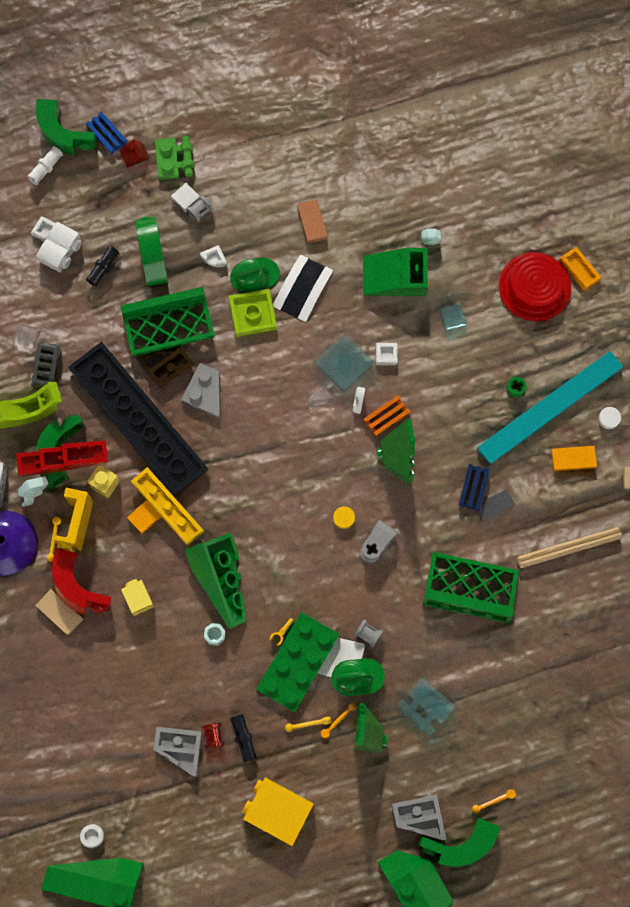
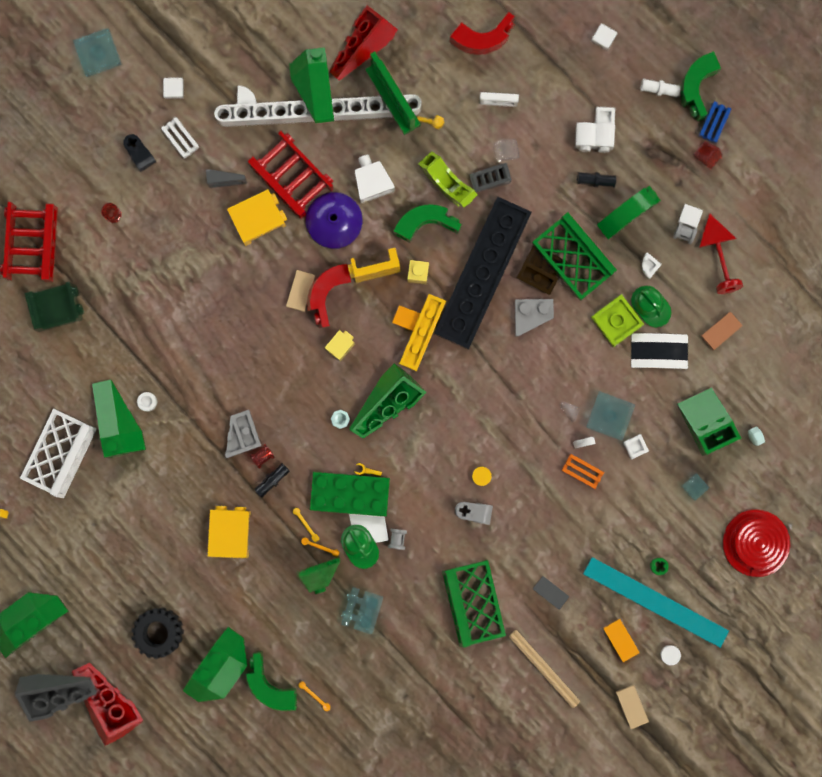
camera: 65 degrees right, 10 degrees up
(31, 489) = (384, 221): light aqua plate -> none
(57, 522) = (370, 252): yellow hinge -> none
(62, 458) = (419, 231): red slope -> none
(167, 160) = (717, 184): bright green plate -> none
(215, 182) = (715, 234): none -> red piece
(397, 451) = (552, 495): green wedge -> none
(420, 816) = (276, 644): light grey wing -> none
(478, 470) = (573, 566): dark blue tile -> none
(580, 269) = (791, 574): light orange tile -> none

